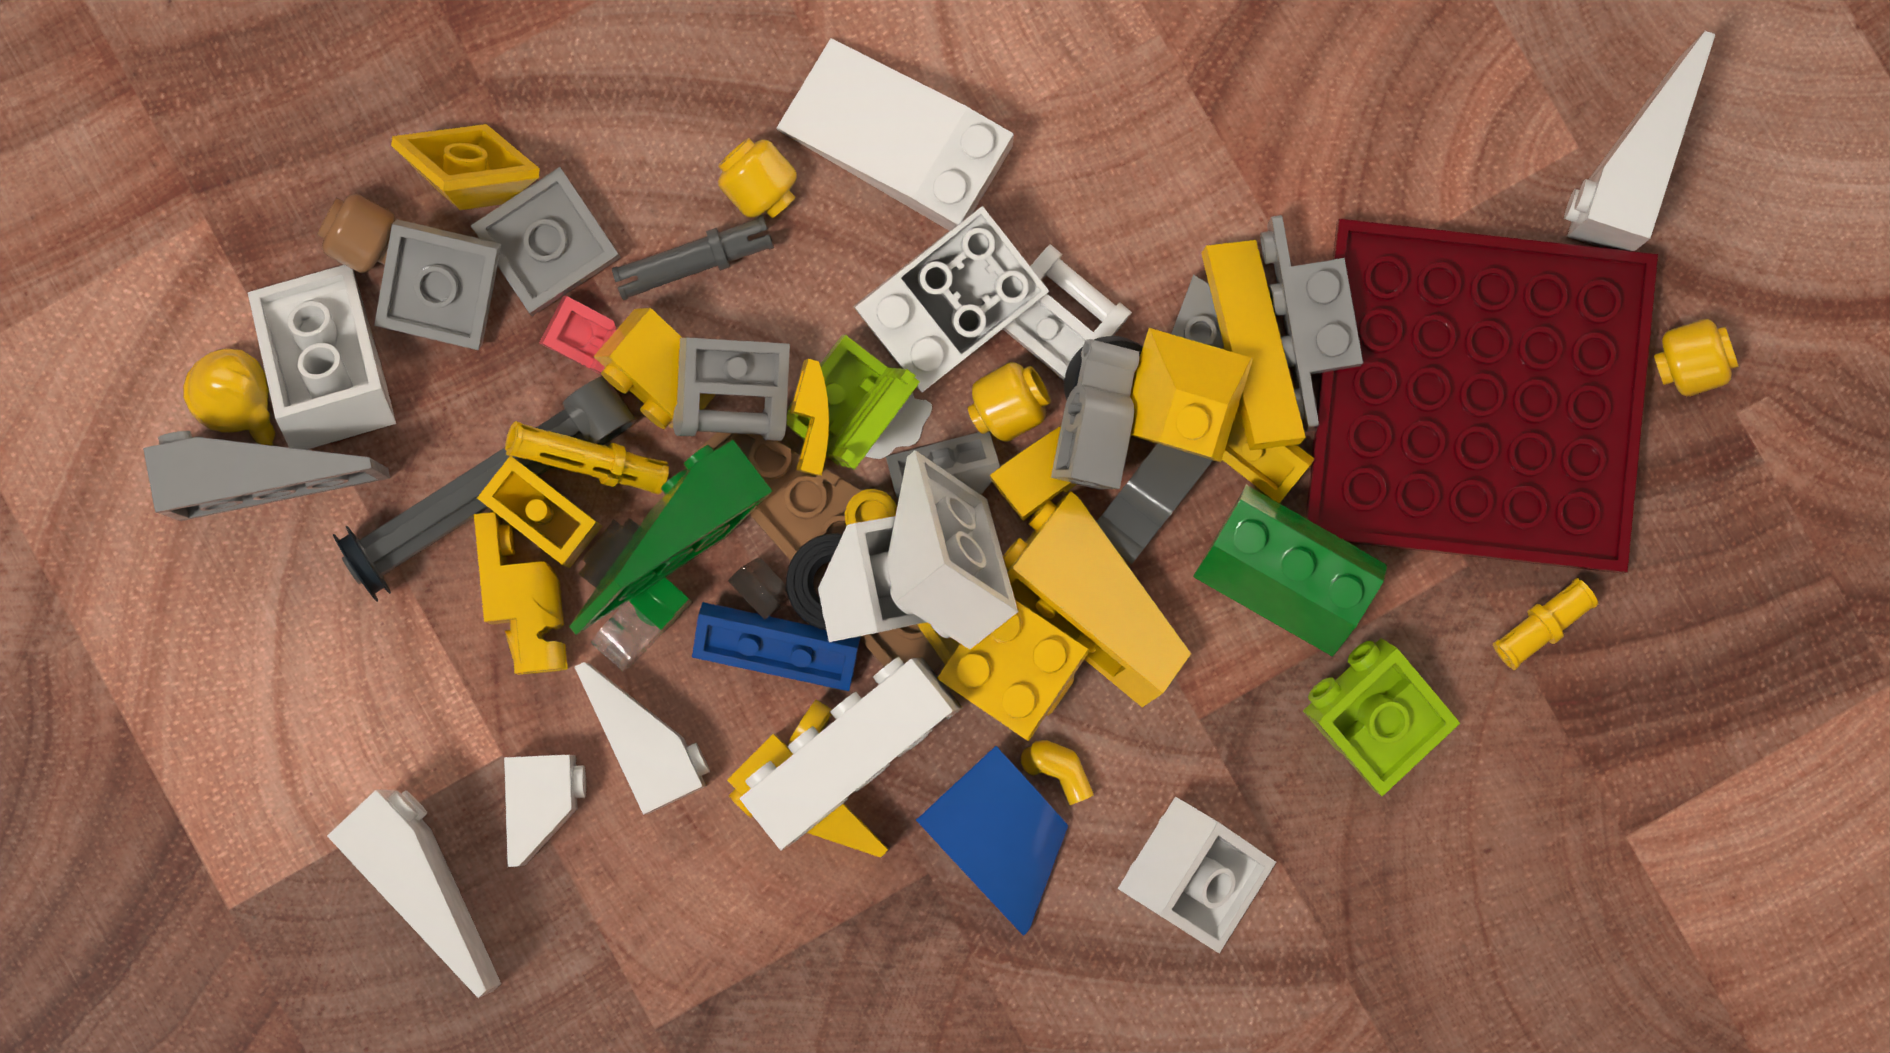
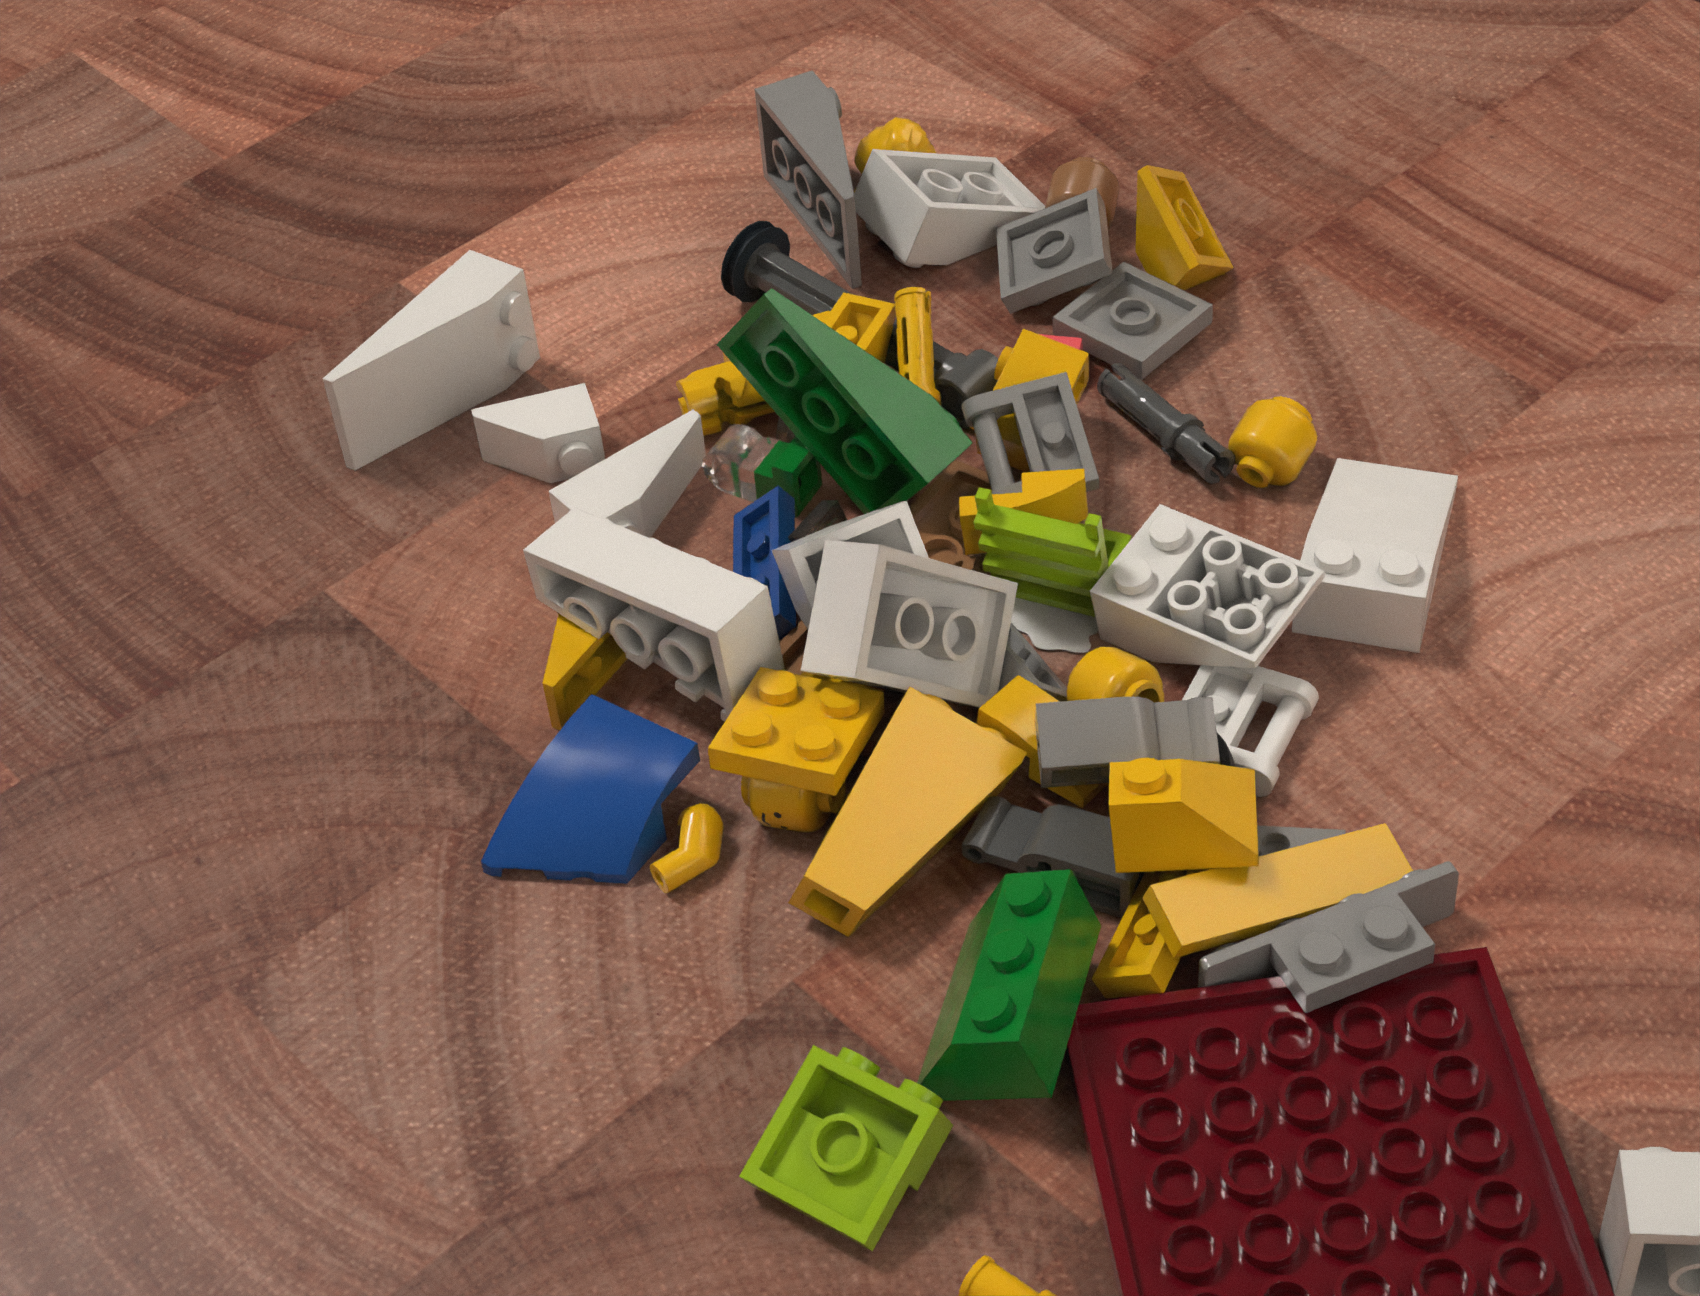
camera: 80 degrees right, 40 degrees down
(1197, 874) = (586, 1003): white slope -> none

